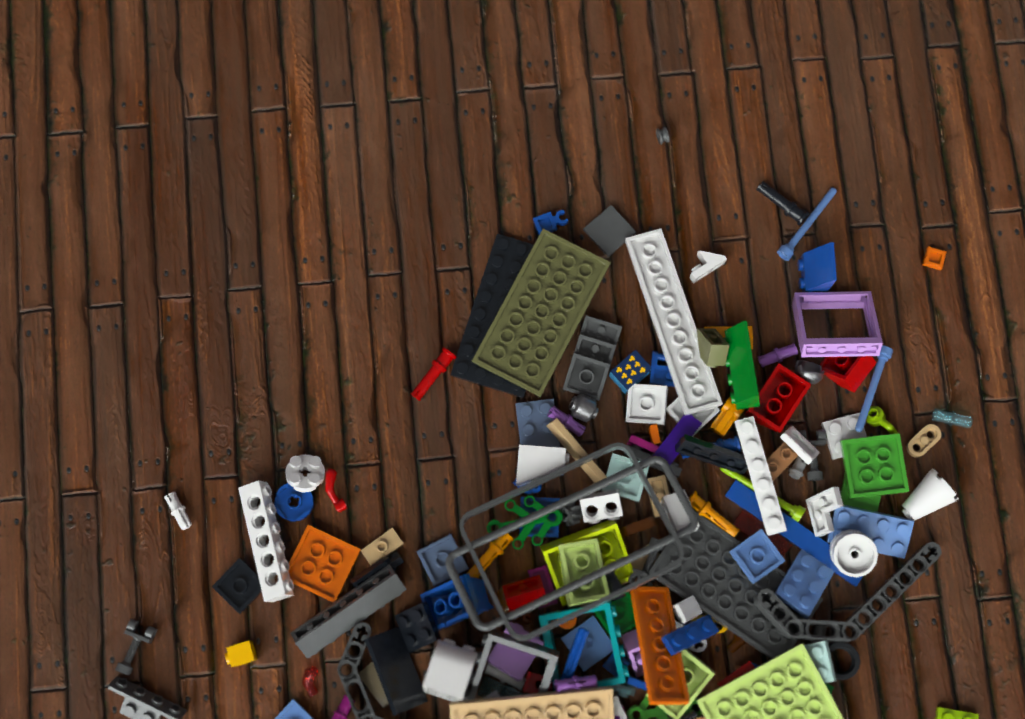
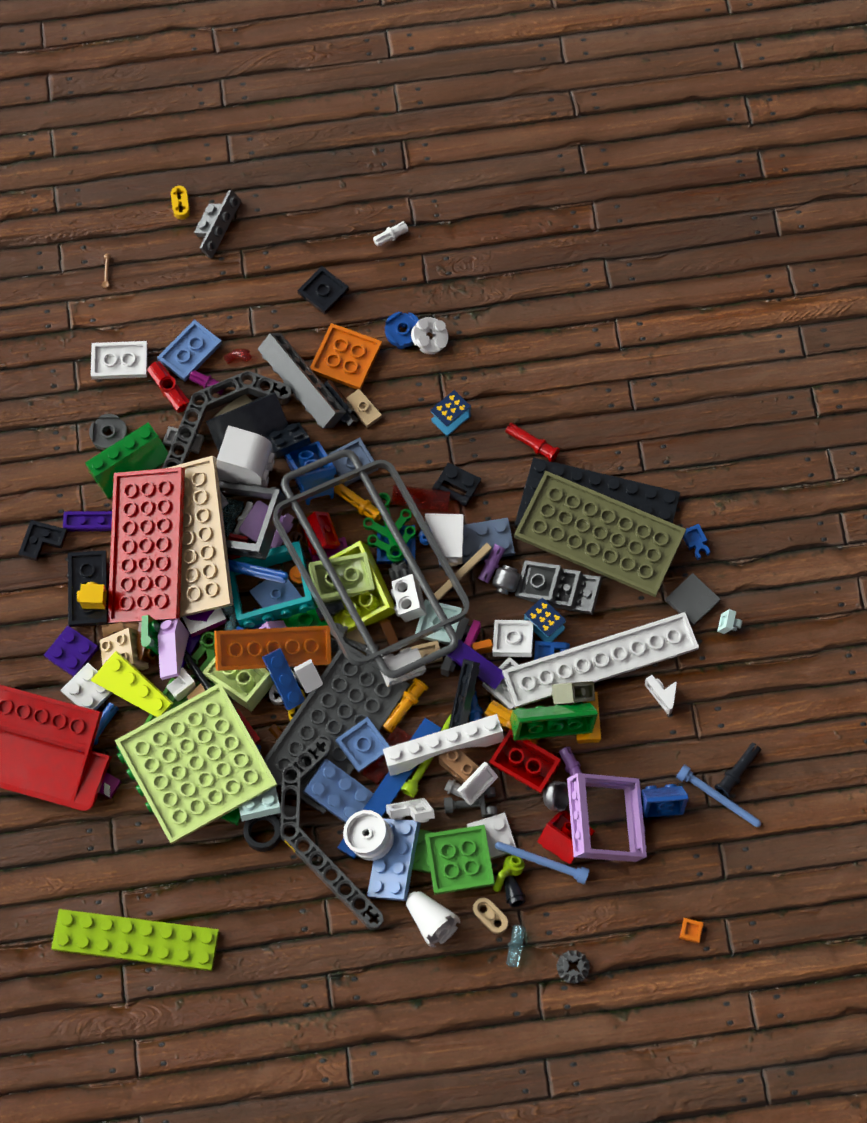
camera: 90 degrees right, 10 degrees down
(125, 666) = (275, 220): dark grey bar -> none
(241, 654) = (261, 295): yellow brick -> none
(258, 534) = (363, 305): white brick -> none
(330, 477) = (401, 368): red piece -> none
(397, 455) = (451, 413): none -> piece
(469, 450) = (460, 480): none -> black plate
(490, 487) = (423, 498): none -> clear red plate
(575, 683) = (235, 572): medium lavender pin -> none
(636, 199) = (728, 622): none -> light aqua tile
(662, 135) = (800, 646): dark grey bush -> none
(901, 417) = (514, 895): none -> black cone
(960, 367) = (573, 976): none -> dark grey gear

